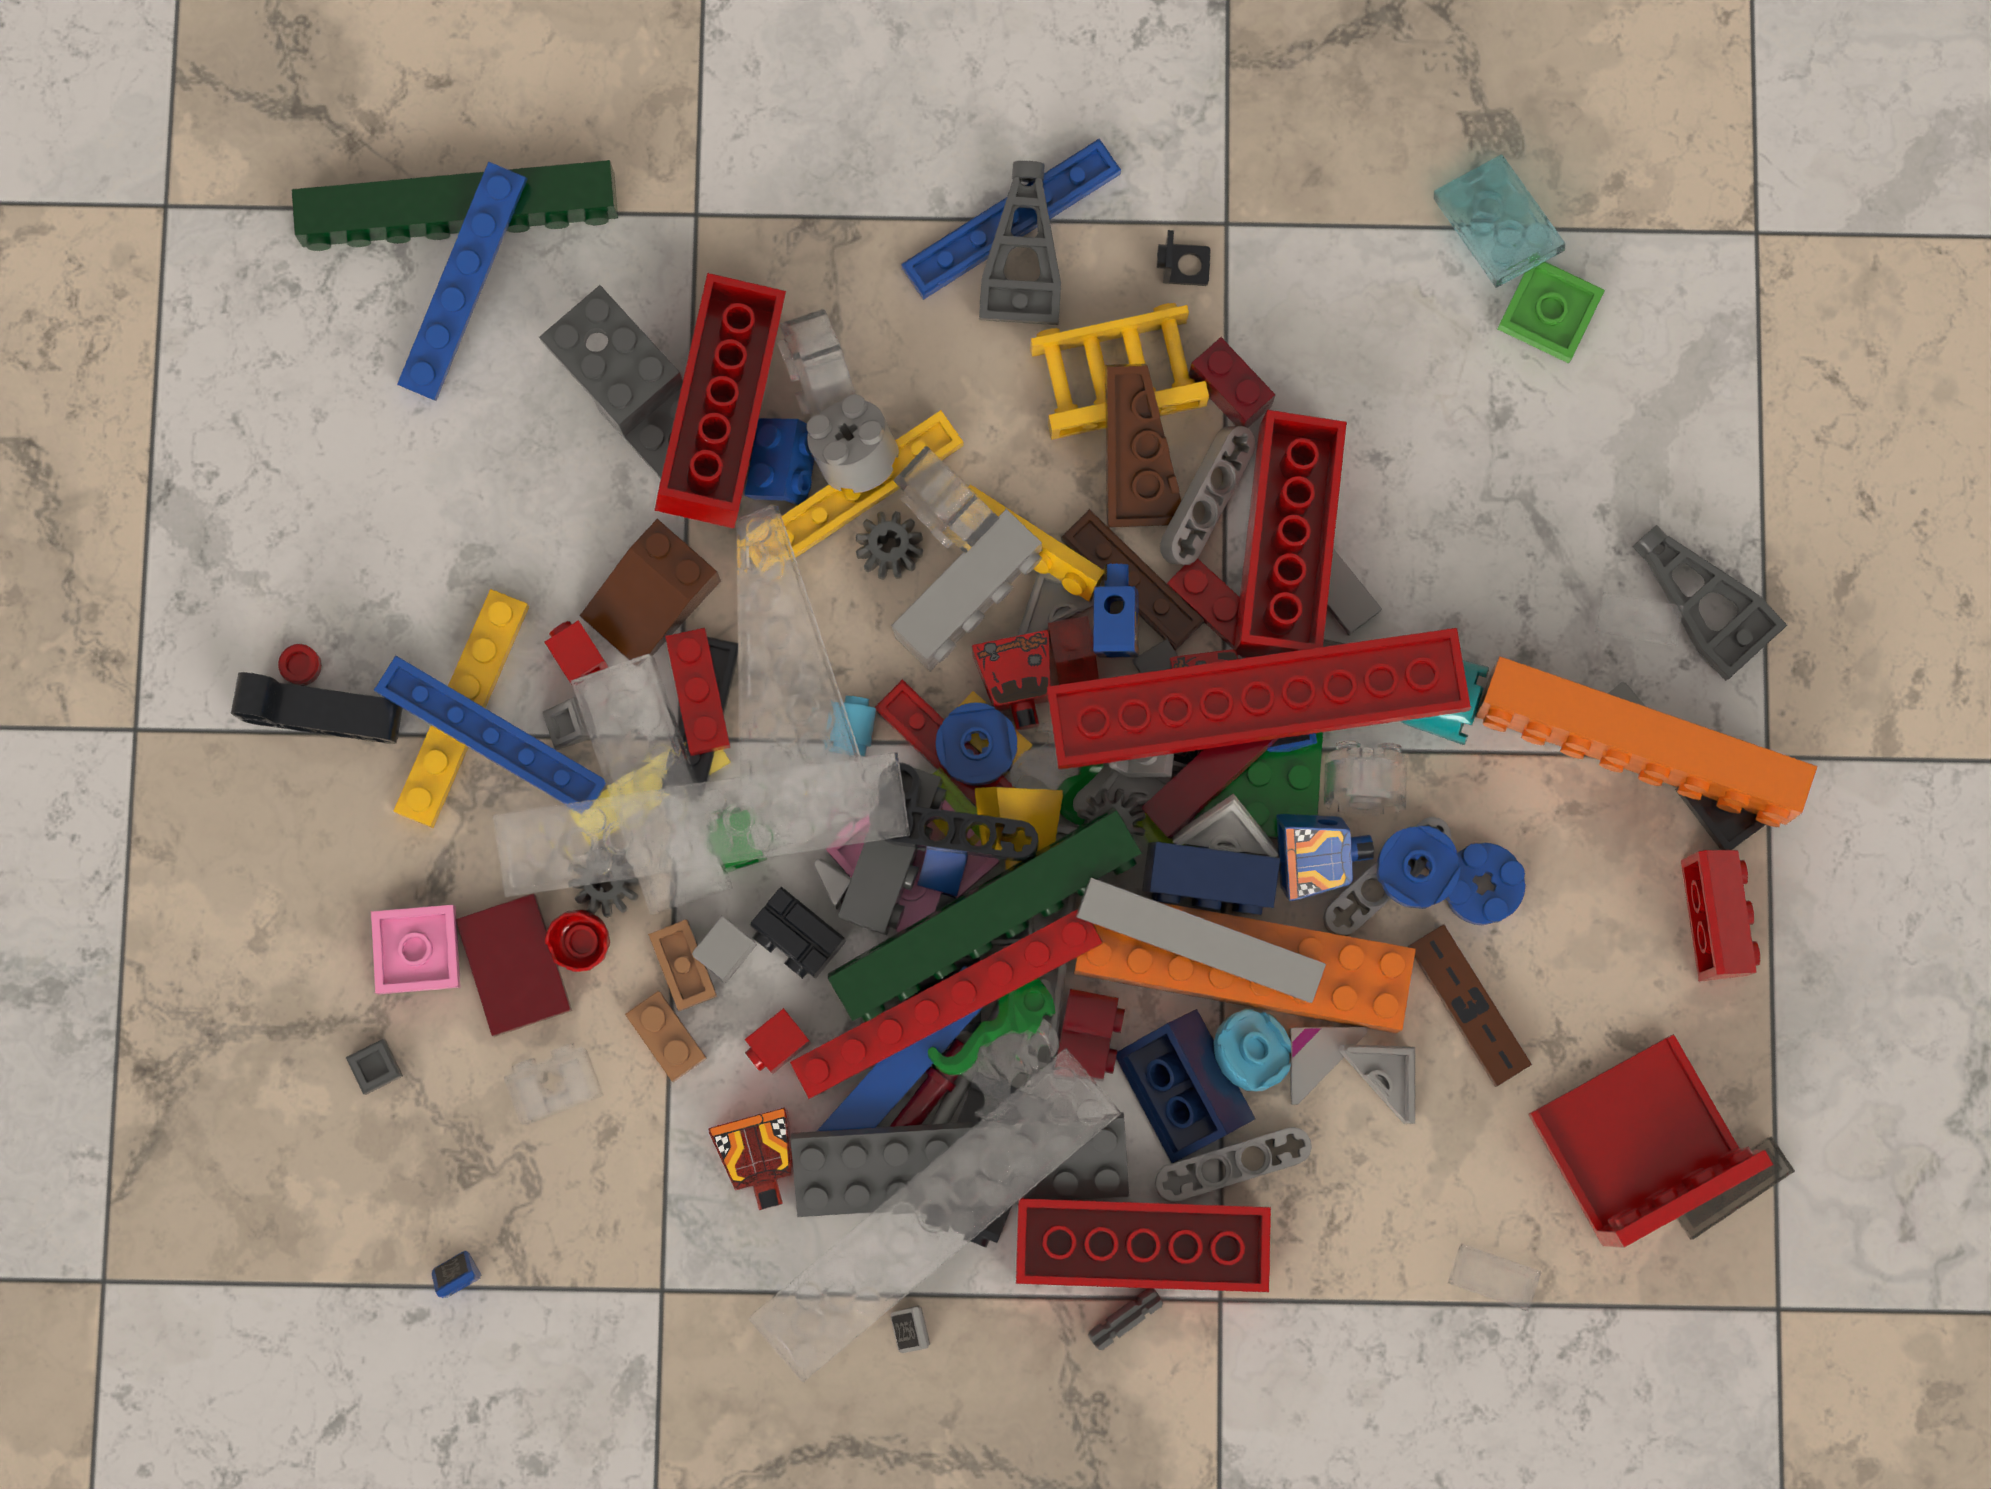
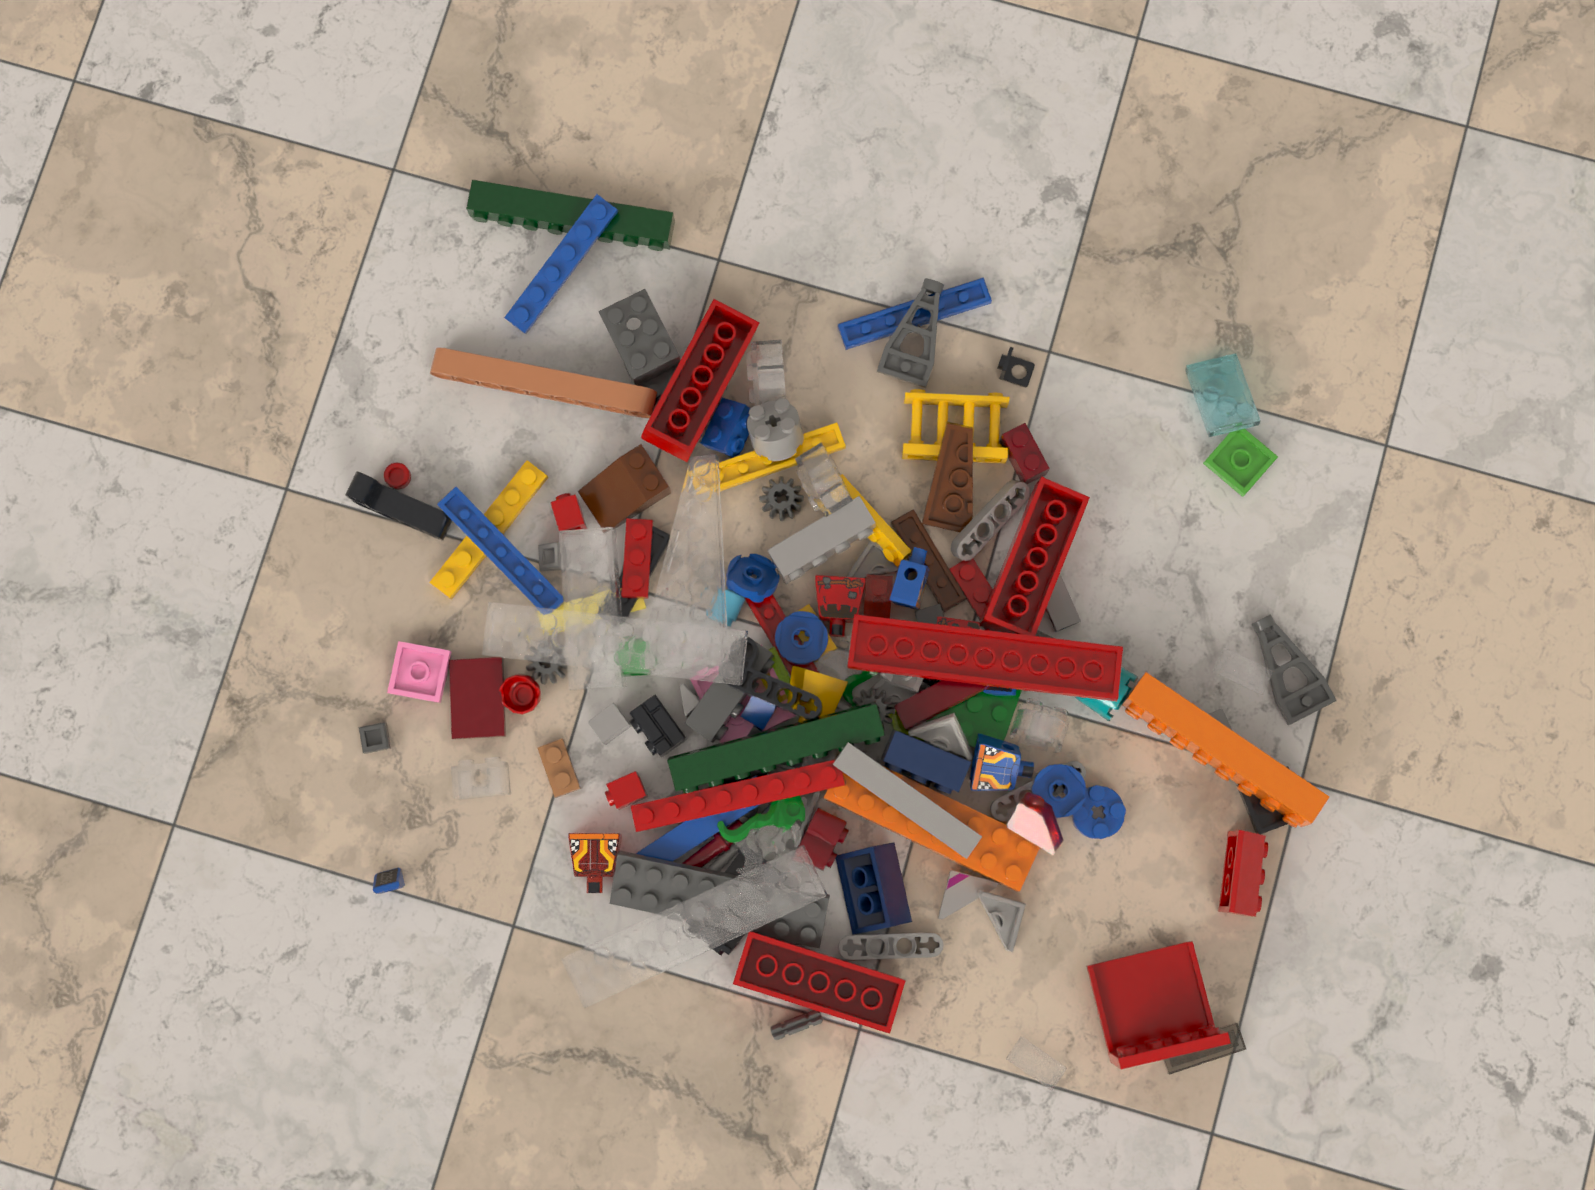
camera: 20 degrees right, 0 degrees up
(484, 466) = (543, 382): none -> nougat beam
(684, 974) = (581, 735): medium nougat plate -> none
(889, 689) = (753, 588): none -> blue plate
(910, 1329) = (660, 994): slope -> none
(1252, 1050) = (922, 877): medium azure tile -> none
(1400, 922) = (1036, 823): none -> clear red slope
(1470, 1006) = (1070, 892): reddish brown tile -> none

